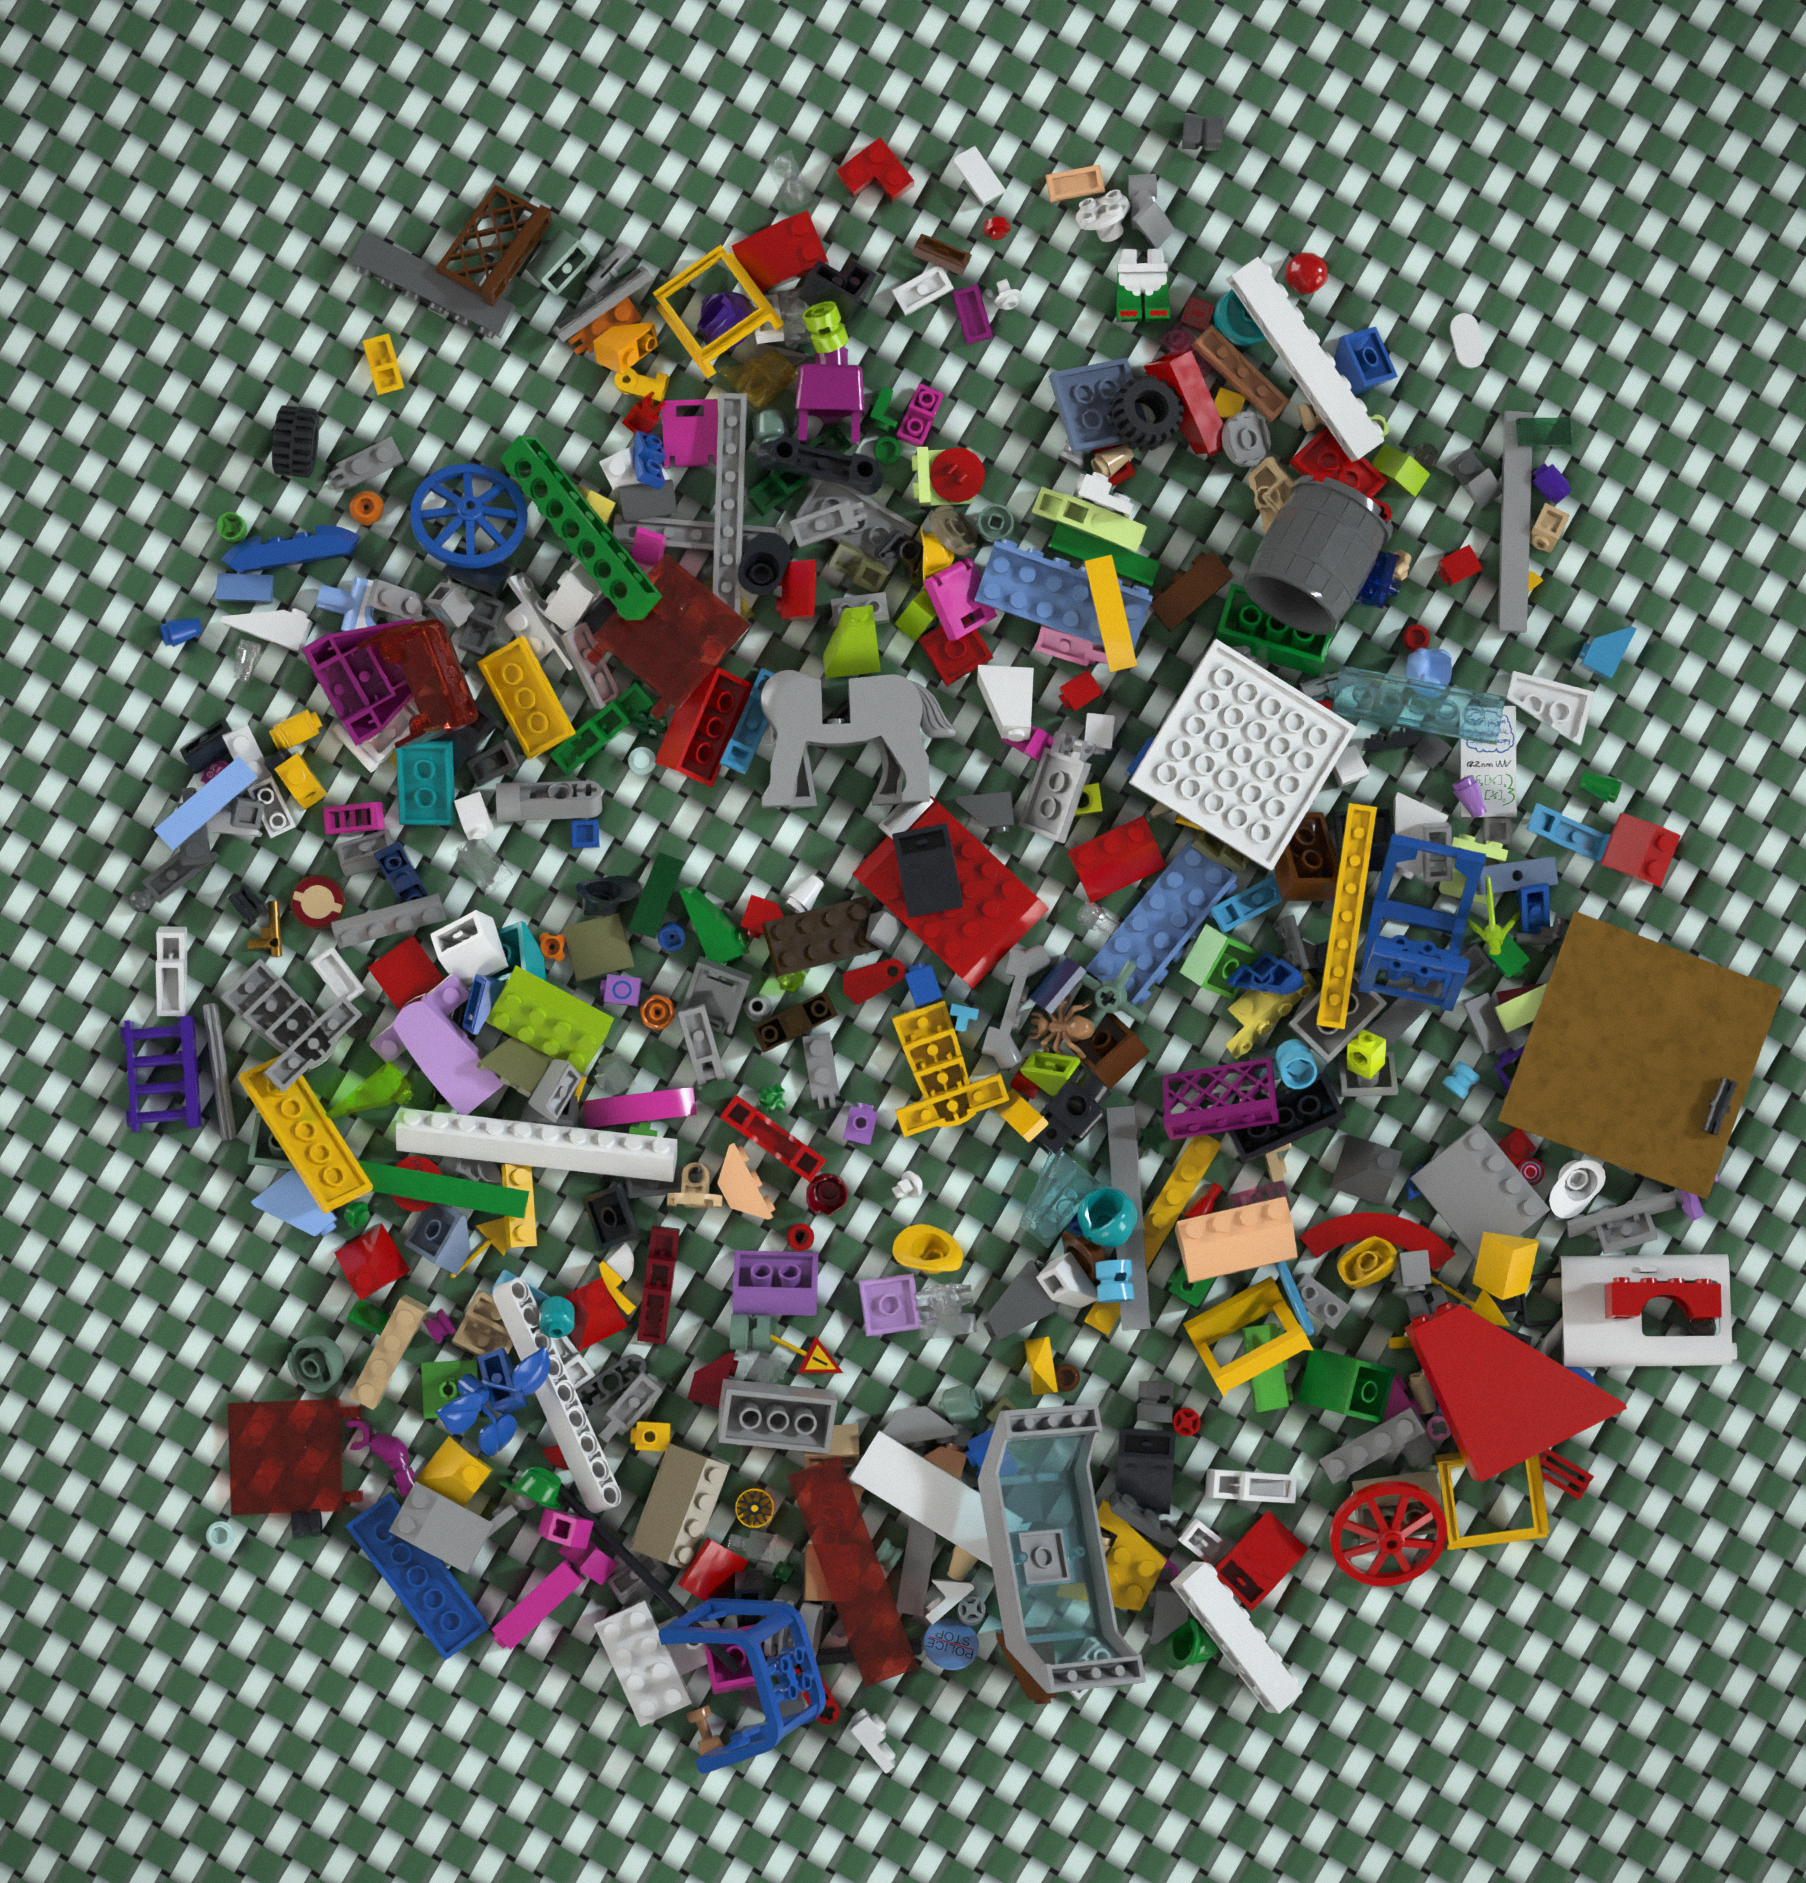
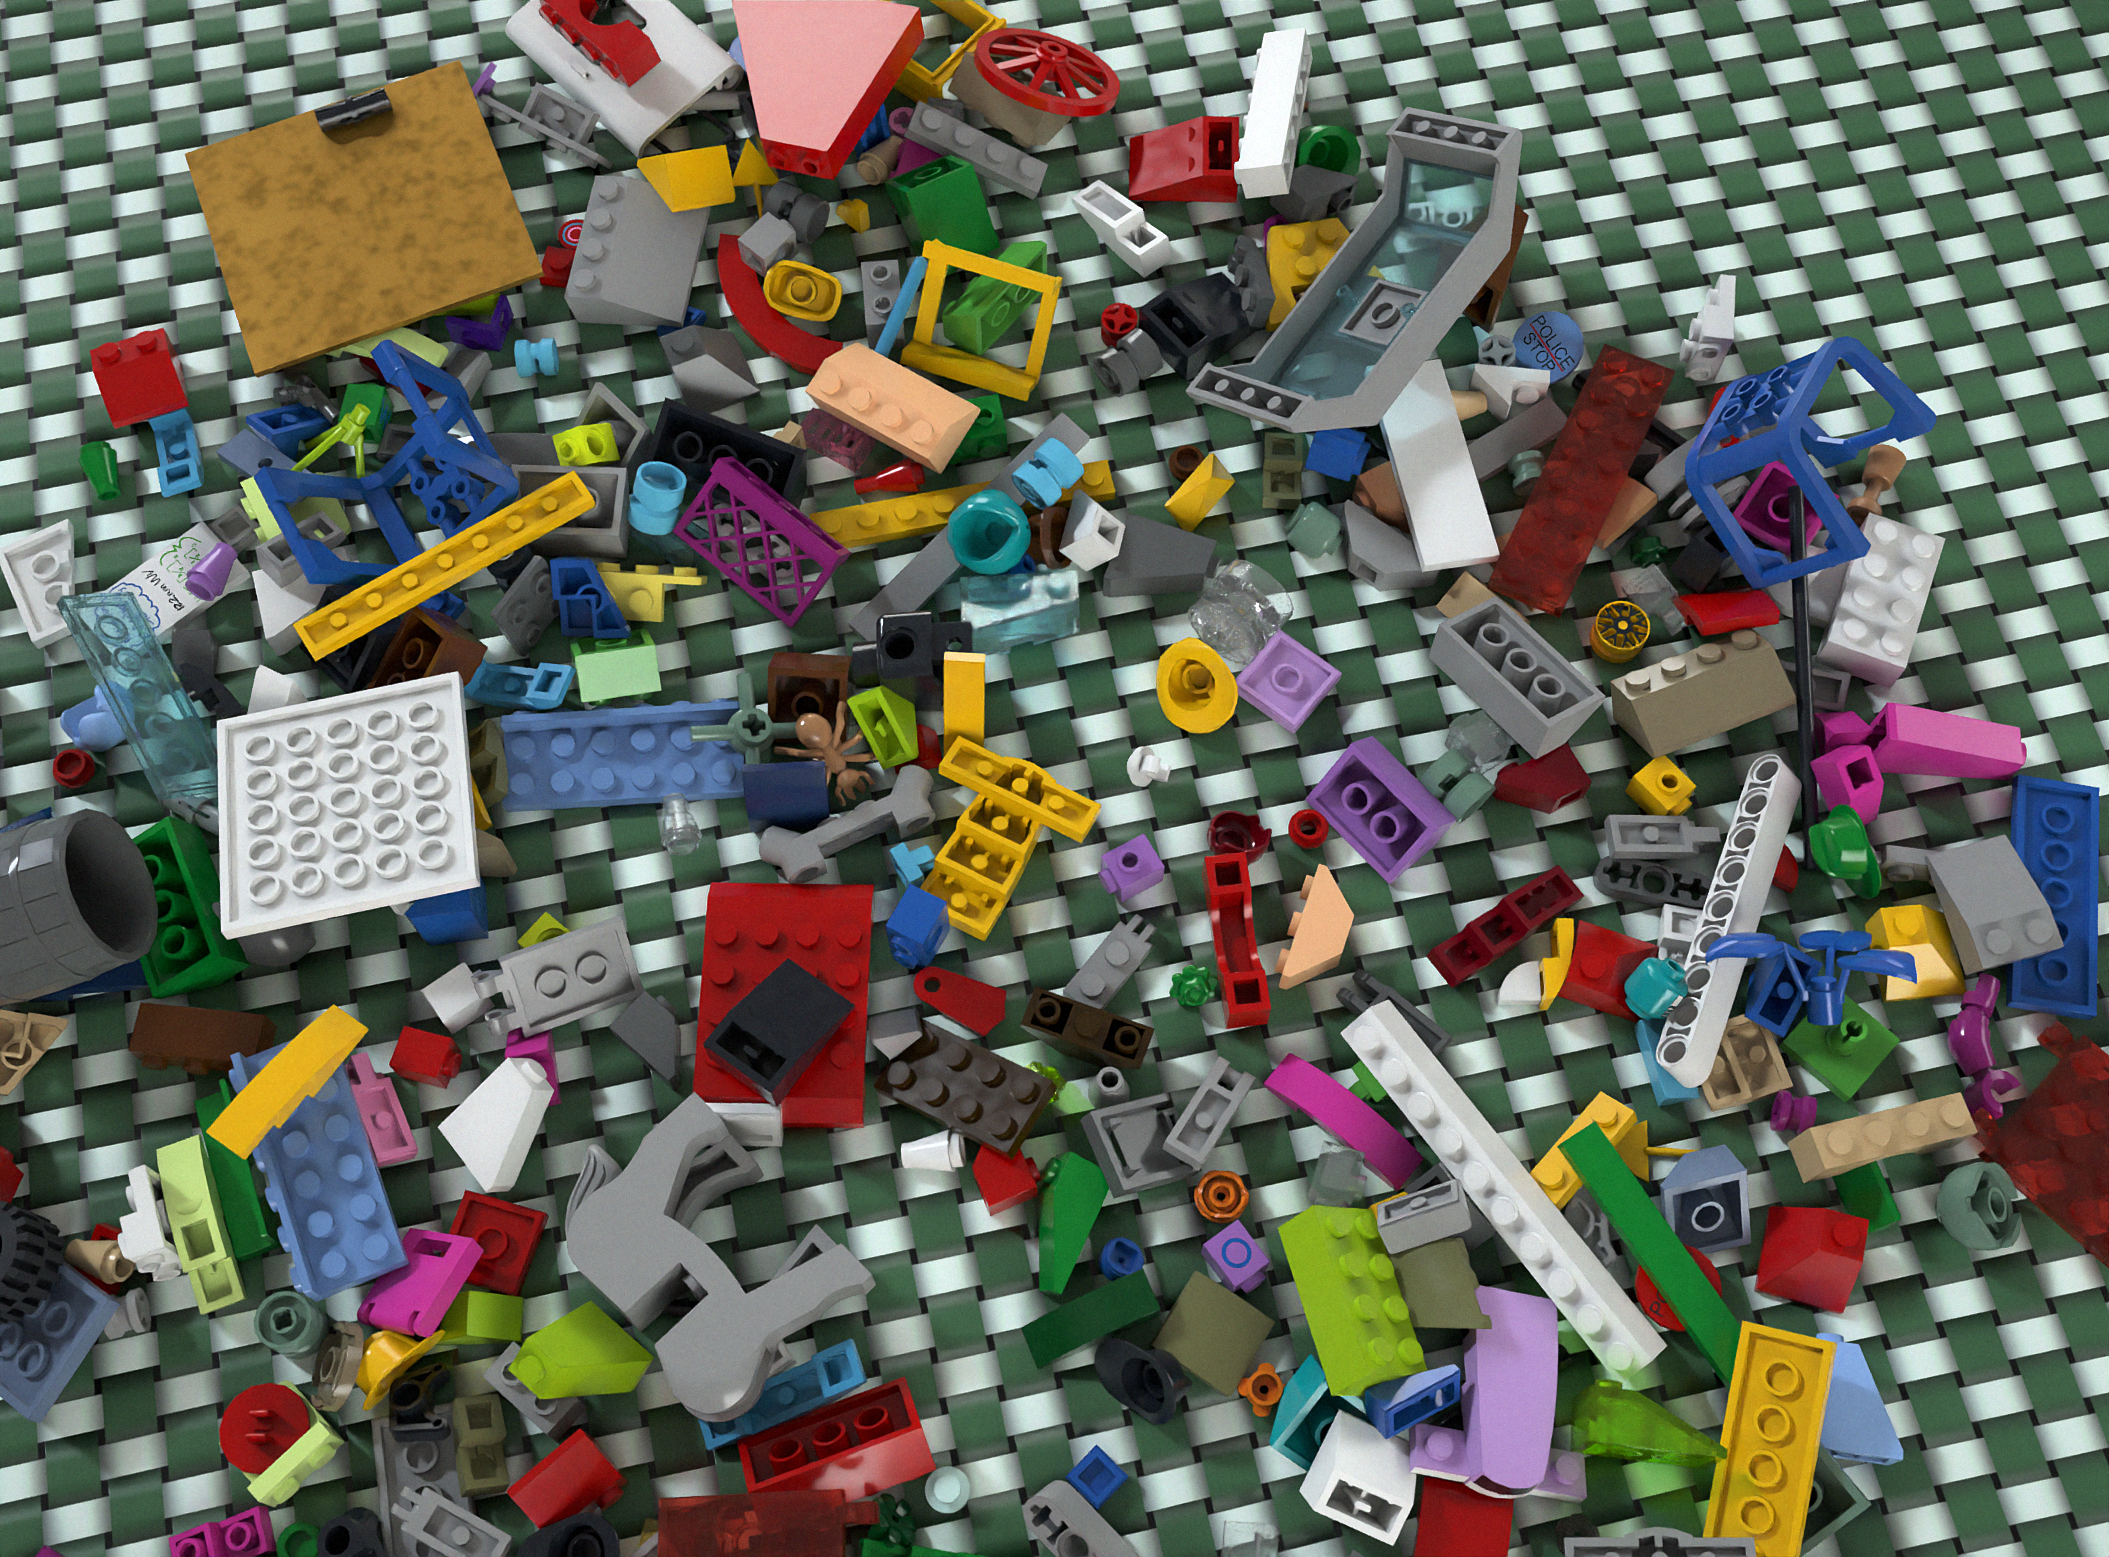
camera: 135 degrees left, 20 degrees down
(356, 1214) = (1782, 1319): green plate -> none
(611, 1216) = (1488, 1038): black slope -> none
(695, 1194) = (1380, 964): tan tile -> none
(816, 1359) = (1414, 706): piece -> none
(1116, 859) = (590, 862): red slope -> none
(1153, 1138) = (864, 580): dark green piece -> none
(1201, 1540) = (1217, 231): white slope -> none
(1576, 1187) = (550, 185): white piece -> none

